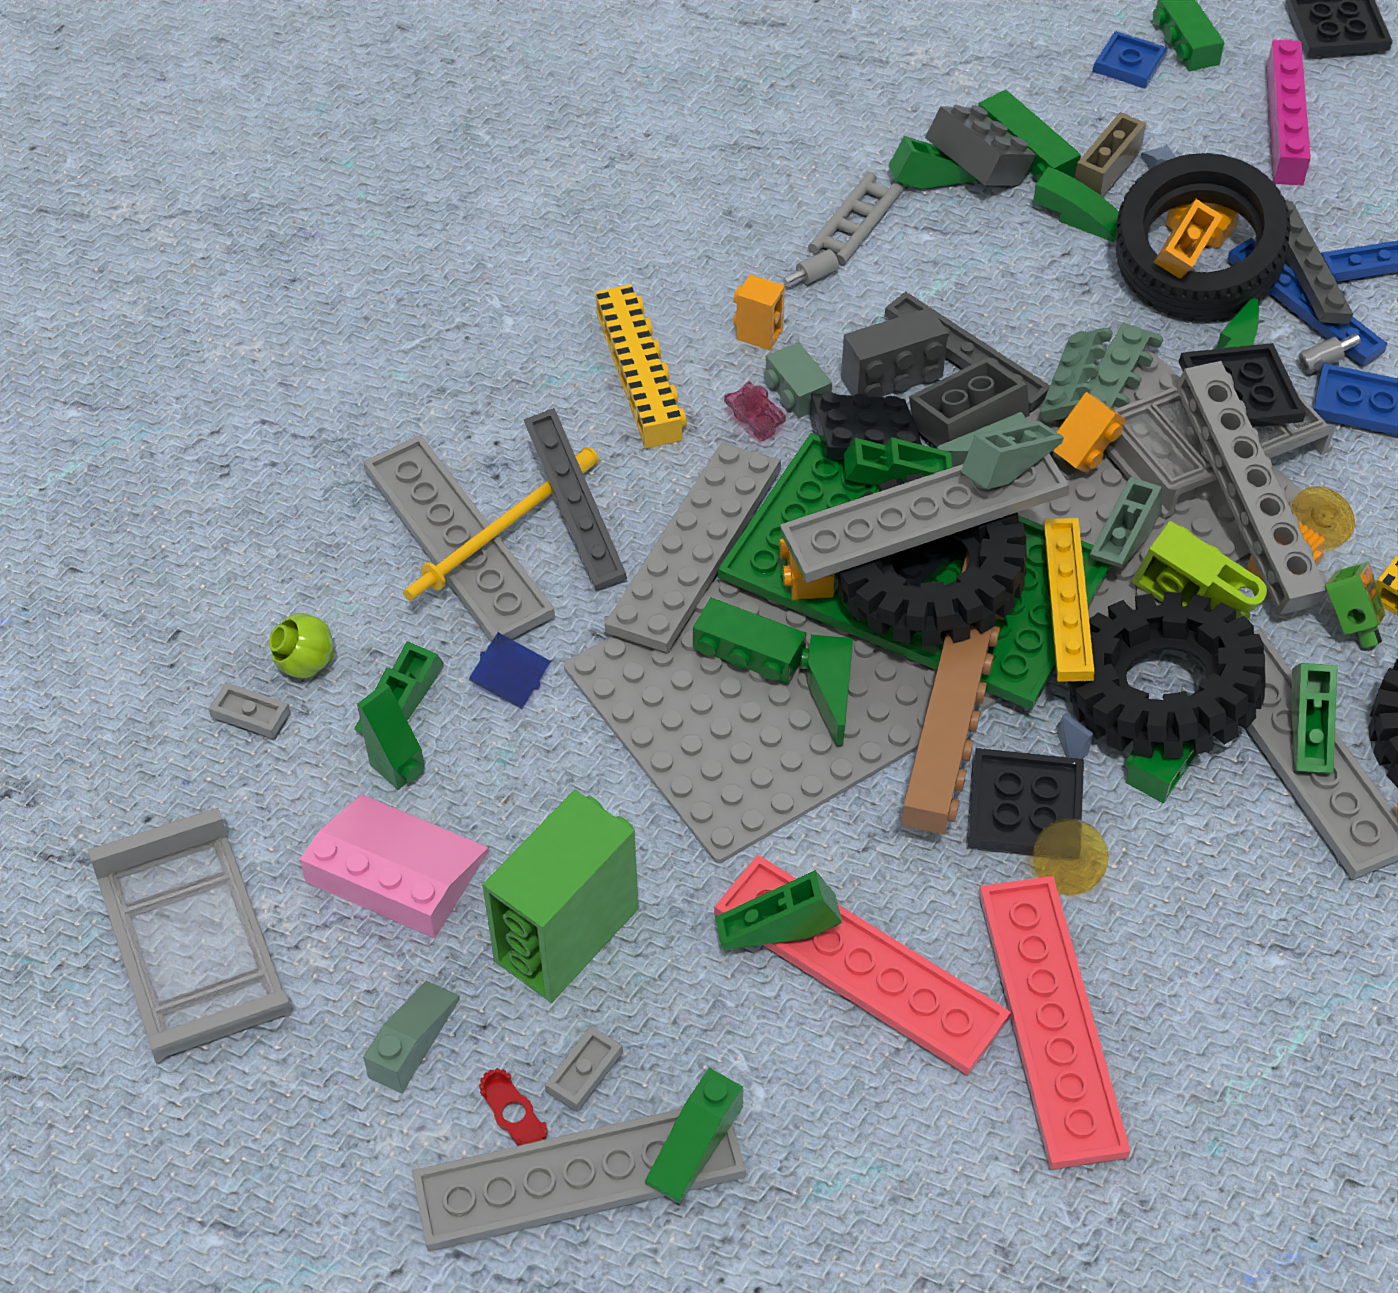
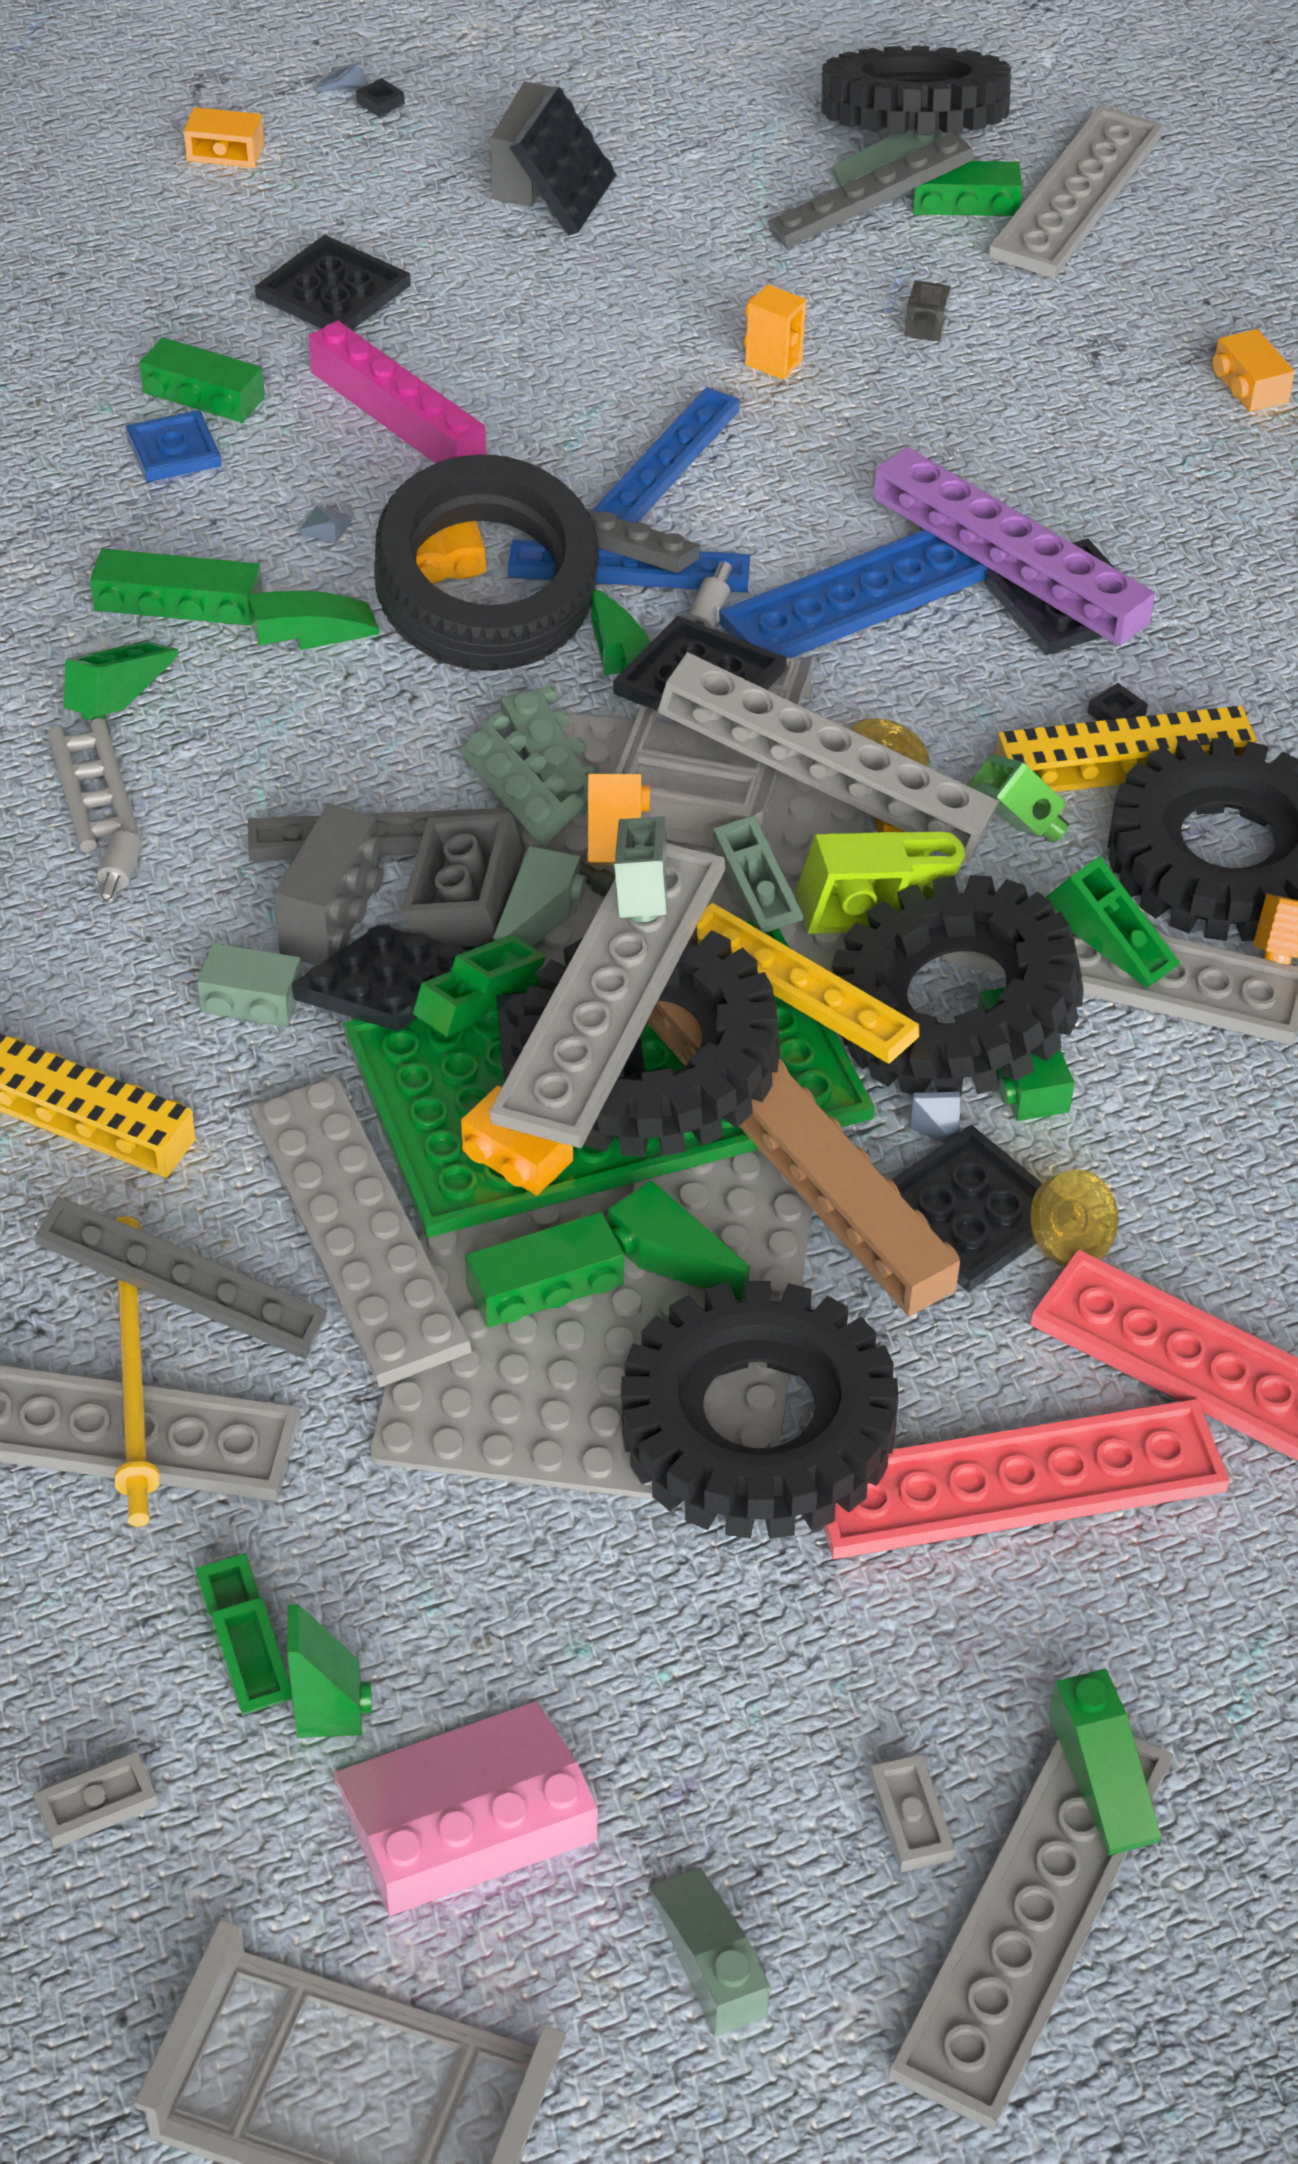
camera: 50 degrees left, 5 degrees down
(301, 645) = (78, 1676): lime plant -> none
(499, 1093) = (860, 1920): red piece -> none
(509, 670) = (330, 1509): clear blue piece -> none
(562, 895) = (724, 1654): bright green brick -> none
(714, 844) = (807, 1476): none -> black tyre
(756, 410) = (247, 1045): clear pink hips -> none
(759, 312) = (132, 943): light orange brick -> none
(781, 915) = (915, 1493): green slope -> none
(980, 145) = (148, 619): dark grey brick -> none
(1111, 153) = (285, 542): dark tan brick -> none
(1188, 239) = (505, 563): light orange brick -> none

